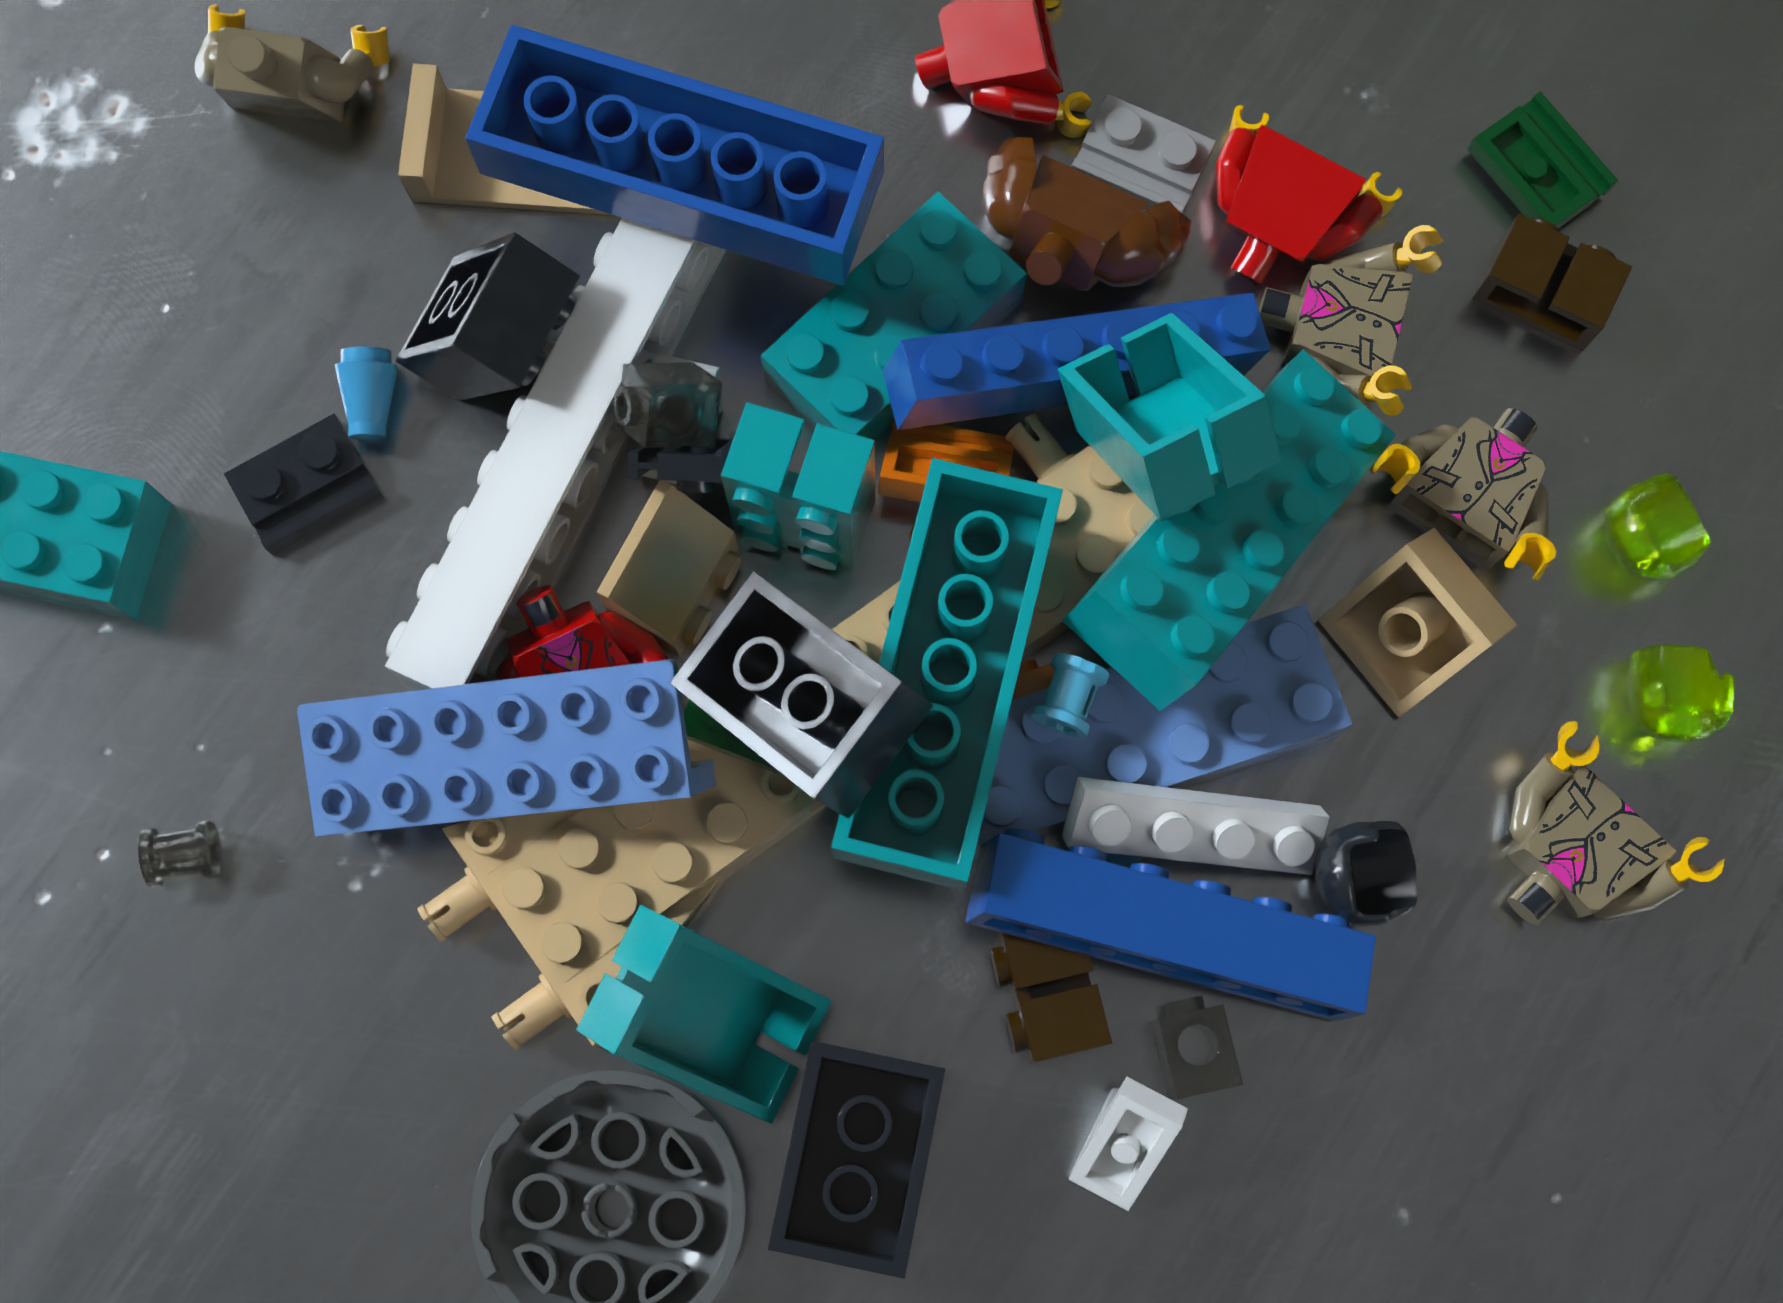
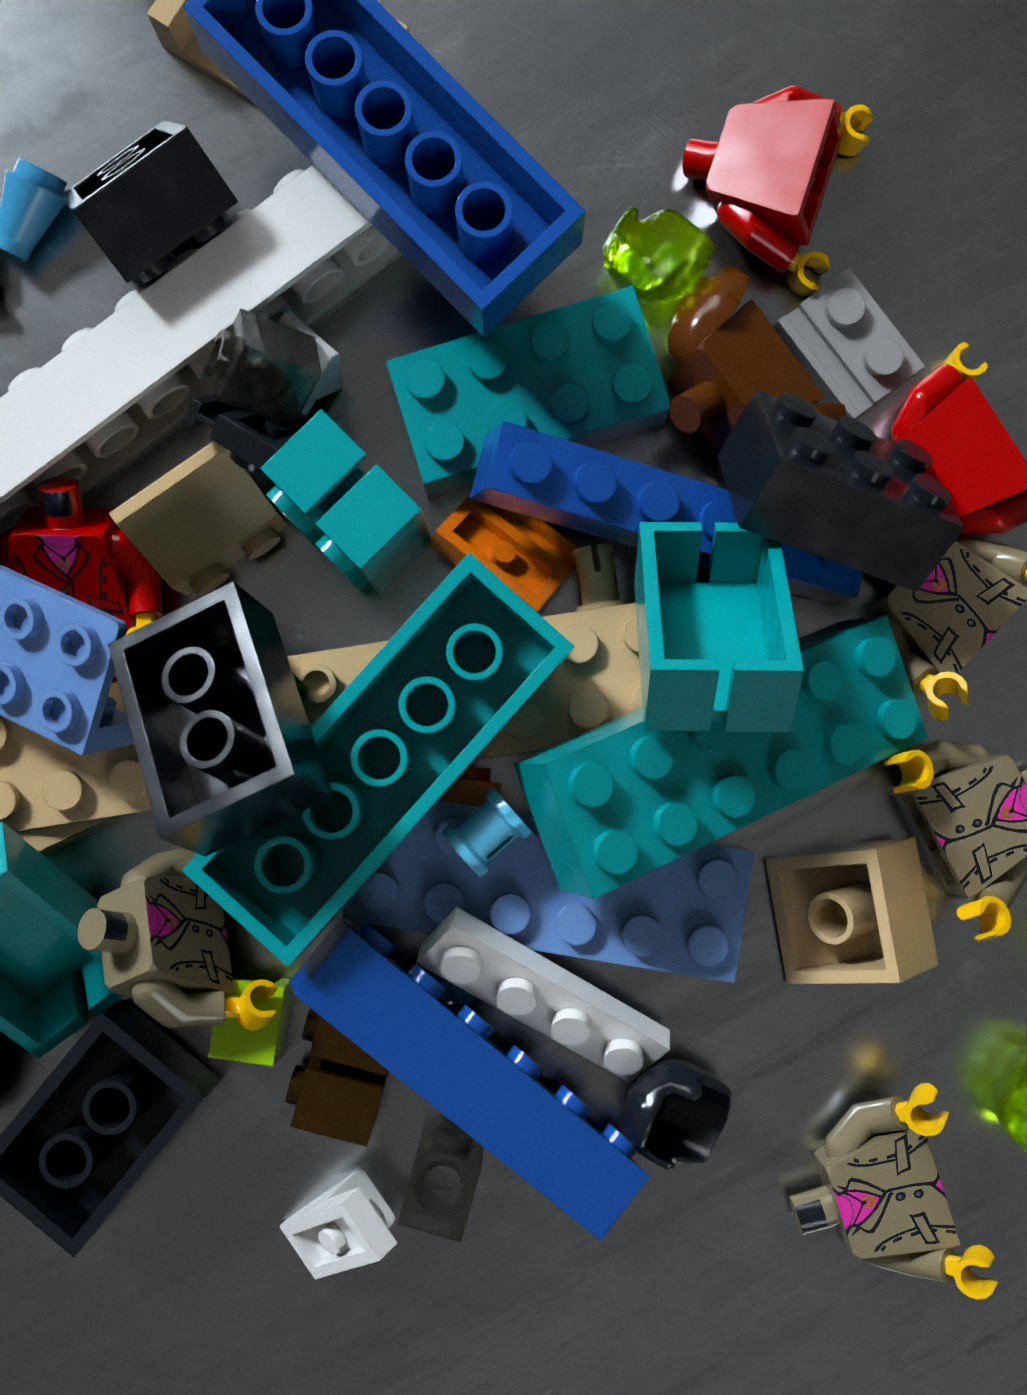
camera: 25 degrees right, 10 degrees up
(841, 952) = (170, 948): none -> dark tan torso
(941, 158) = (657, 255): none -> clear neon green hair
(944, 991) = (259, 1046): none -> lime panel
(1205, 262) = (837, 490): none -> black brick

